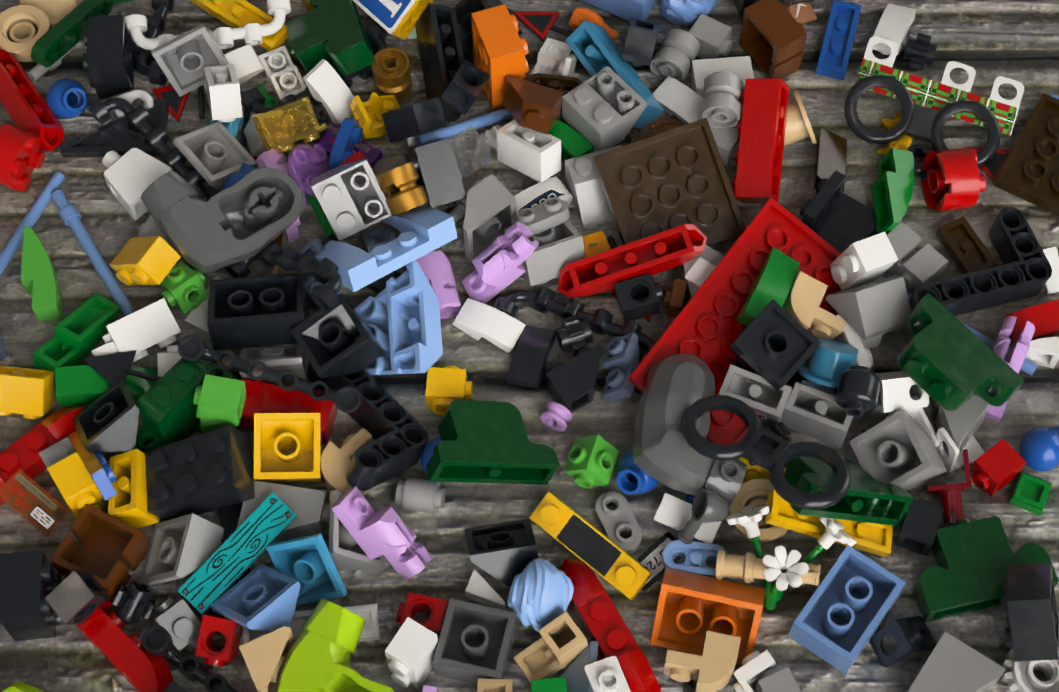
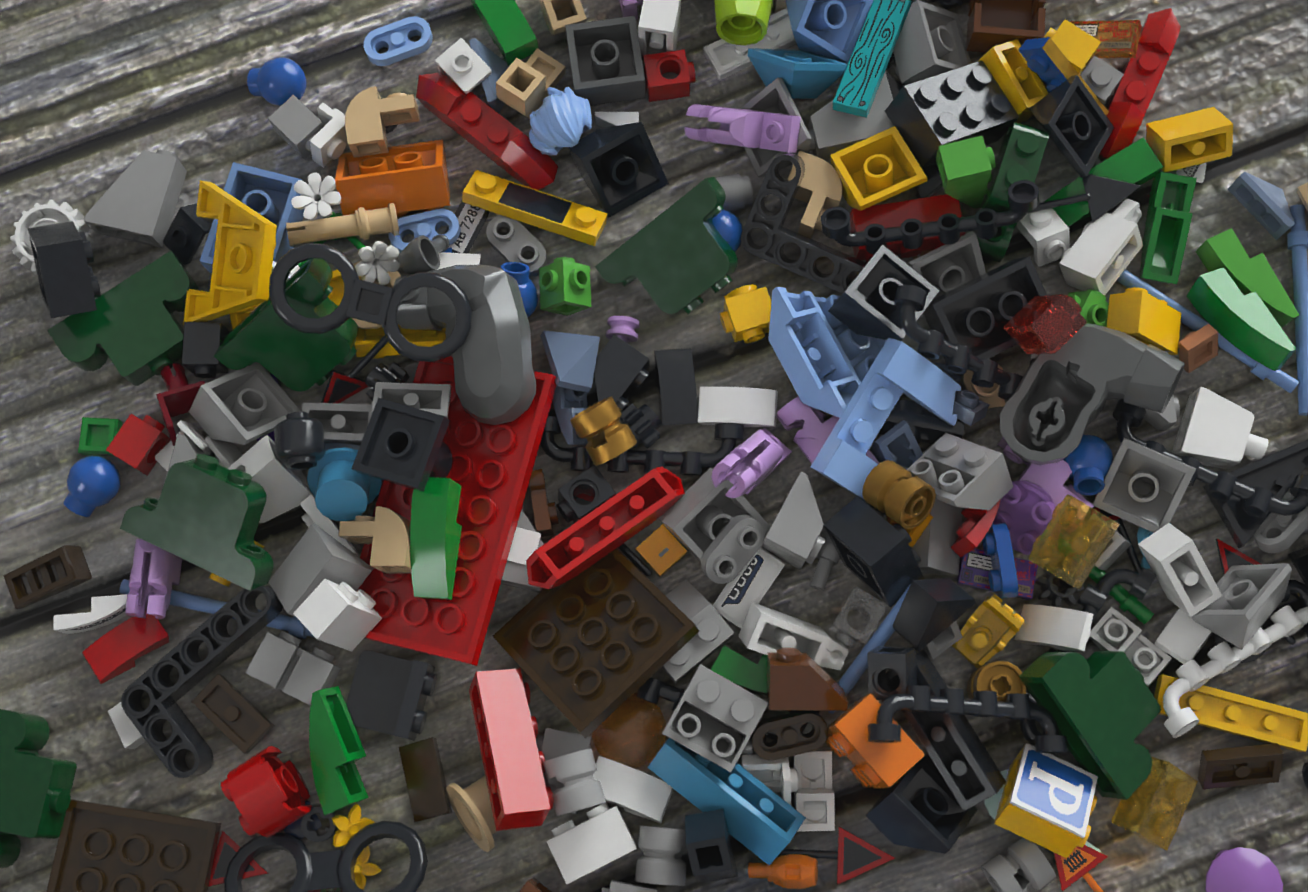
camera: 160 degrees right, 15 degrees up
(68, 245) = (1241, 319): none -> green slope
(111, 242) = (1198, 347): none -> nougat plate
(227, 261) = (1046, 323): none -> clear red brick
(376, 21) = (953, 703): none -> black bar
(606, 323) = (603, 431): none -> pearl gold wheel
(608, 400) = (571, 358): none -> sand blue slope
(865, 555) = (240, 259): none -> yellow wing

